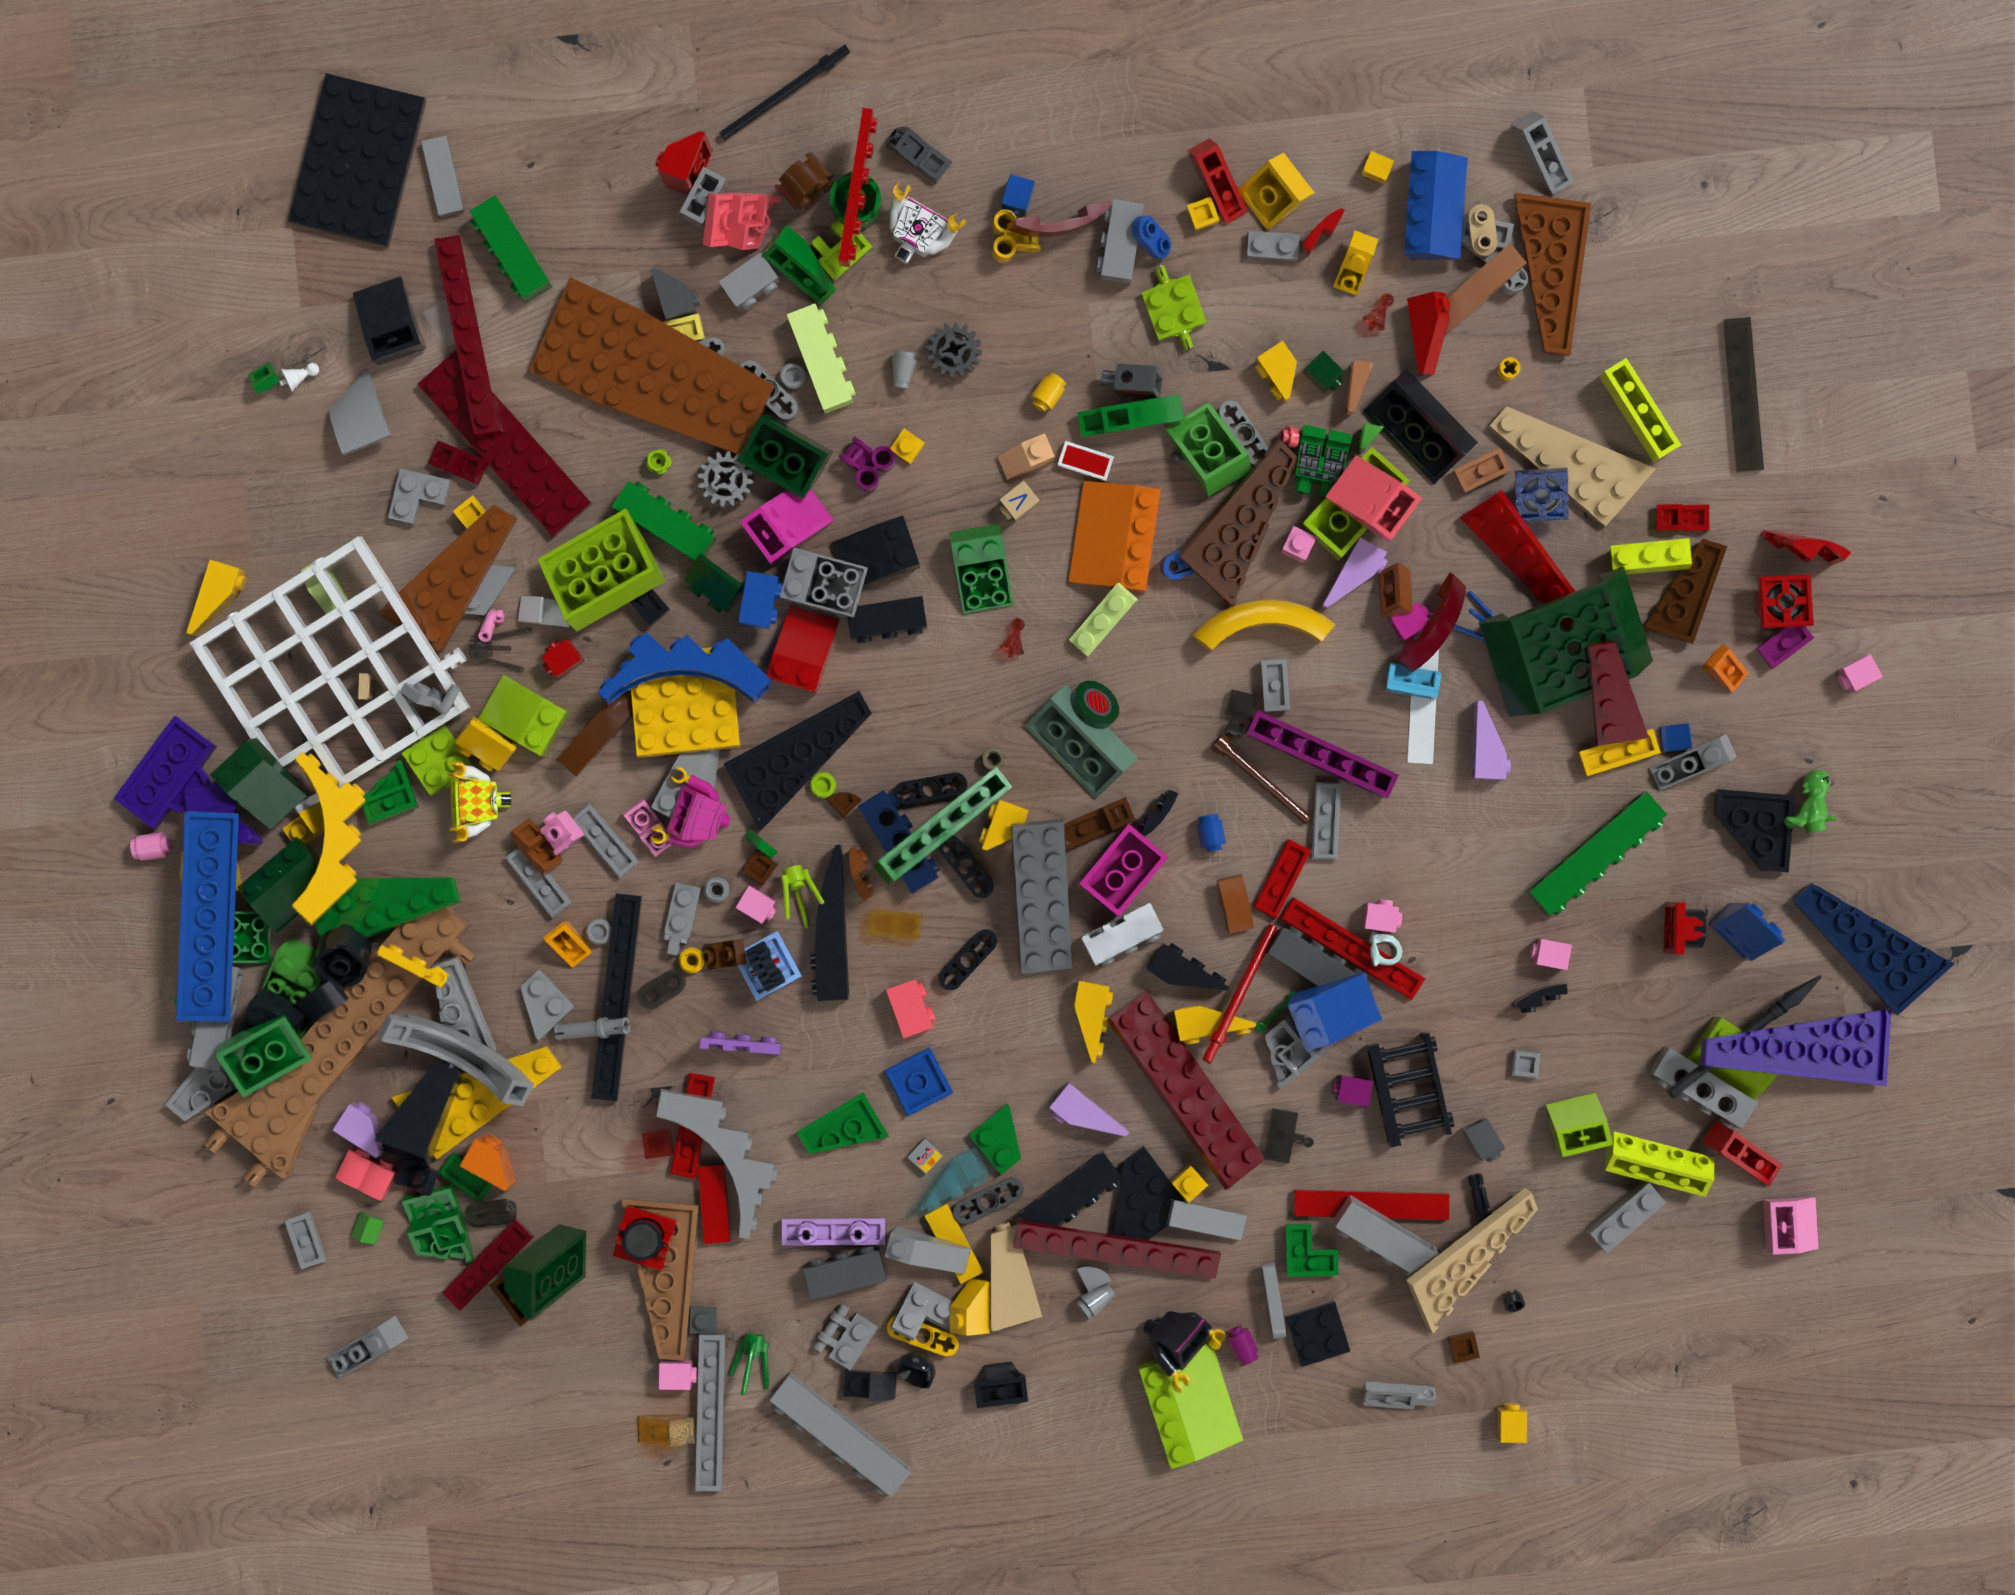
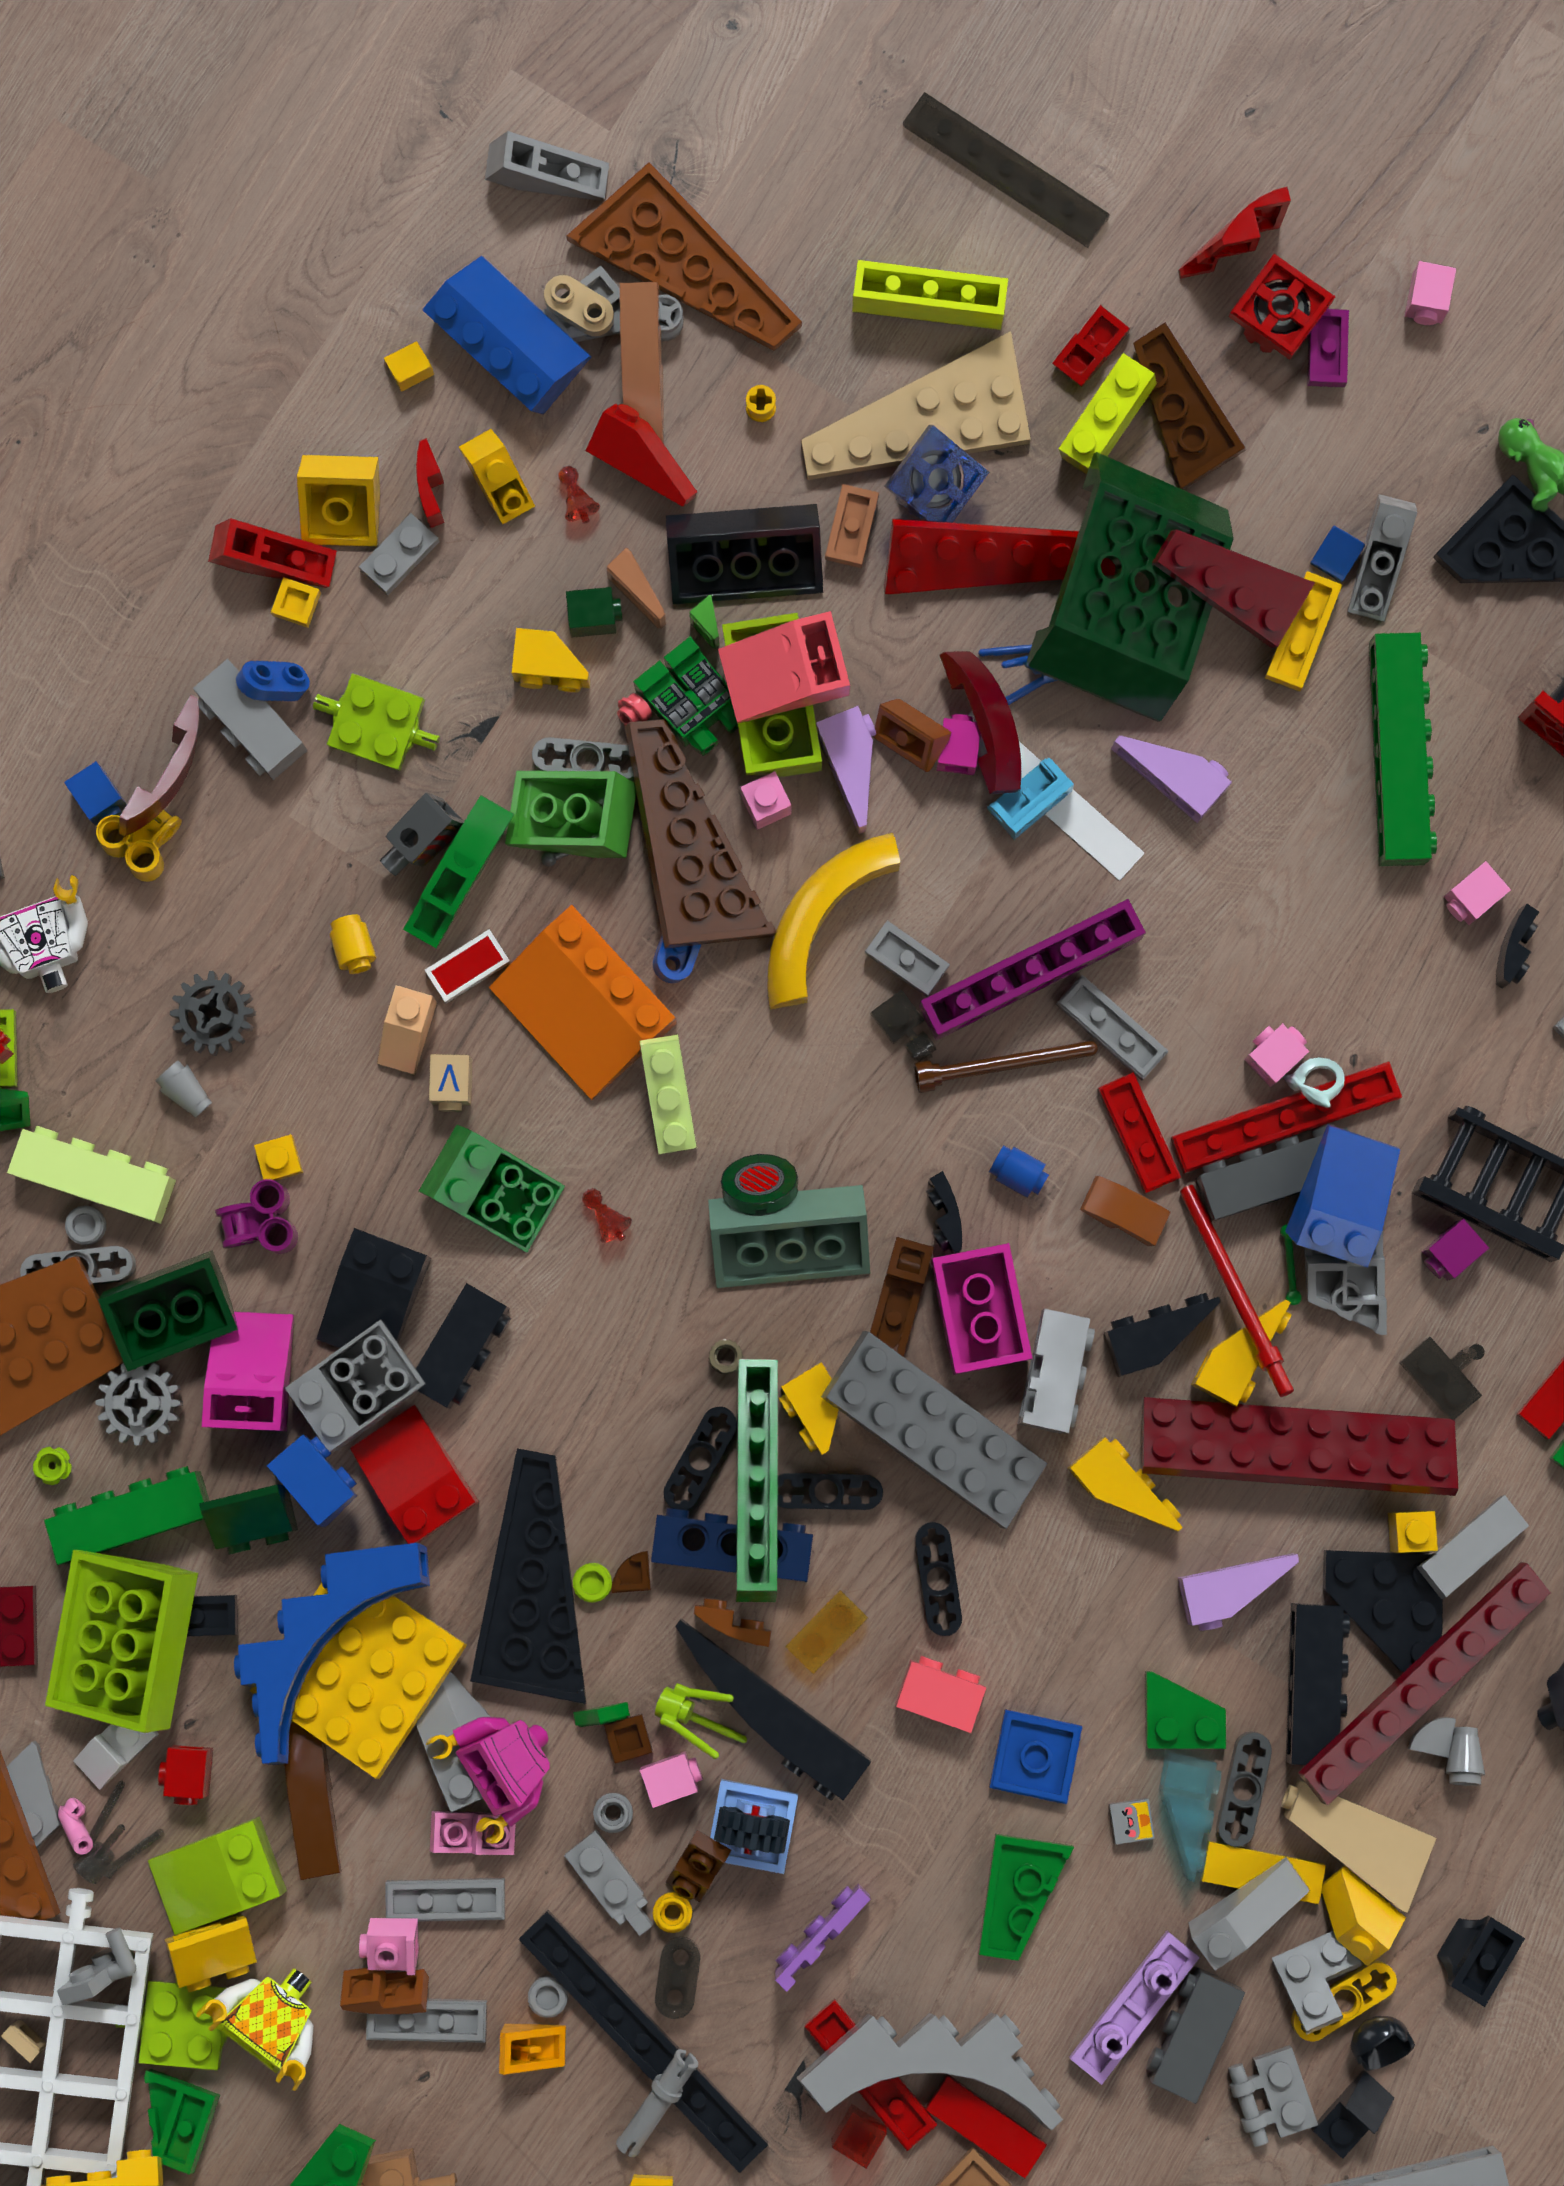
camera: 55 degrees left, 5 degrees down
(544, 1003) = (579, 2135): light grey wing -> none
(1725, 668) = (1302, 435): orange slope -> none

